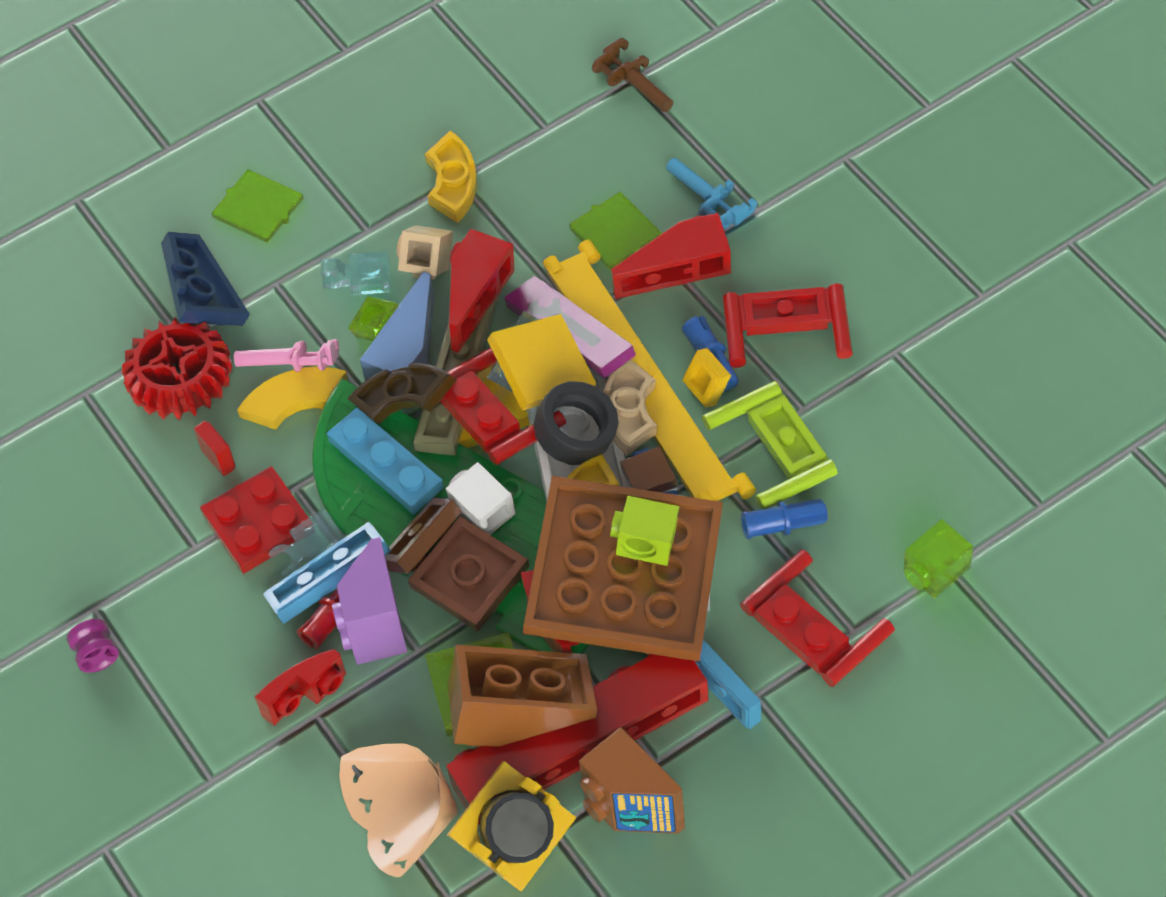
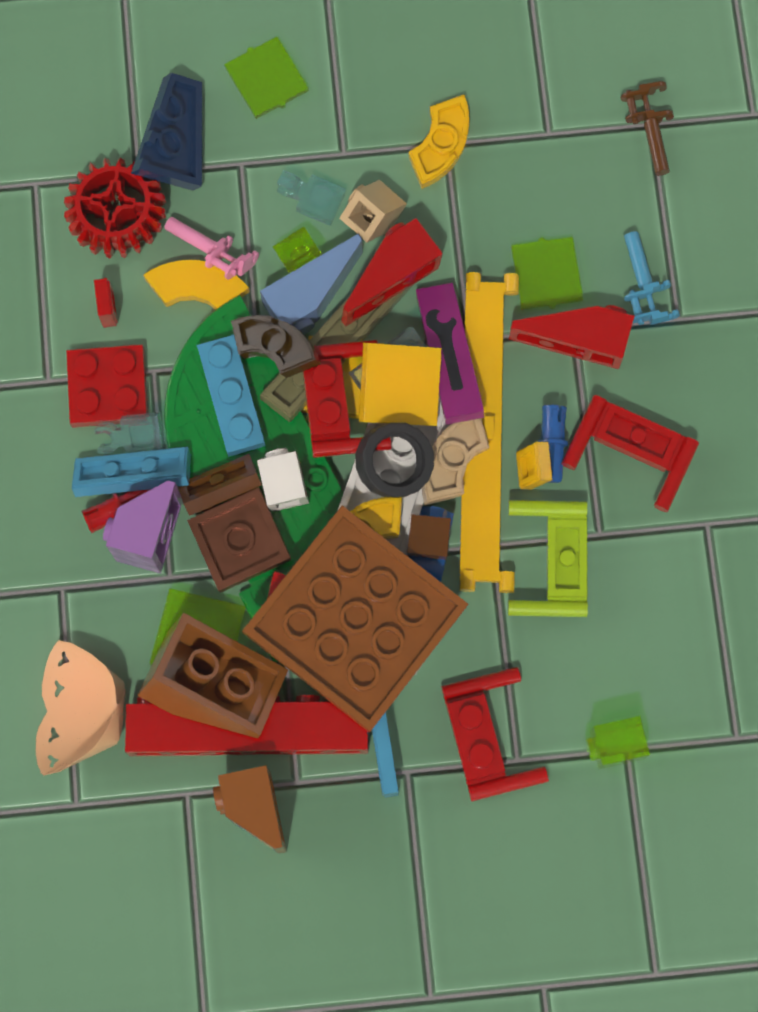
camera: 25 degrees right, 20 degrees up
(312, 677) = (72, 561): red slope -> none
(514, 826) = (146, 789): piece -> none
(645, 530) = (384, 603): lime brick -> none
(783, 518) = (520, 631): blue axle -> none

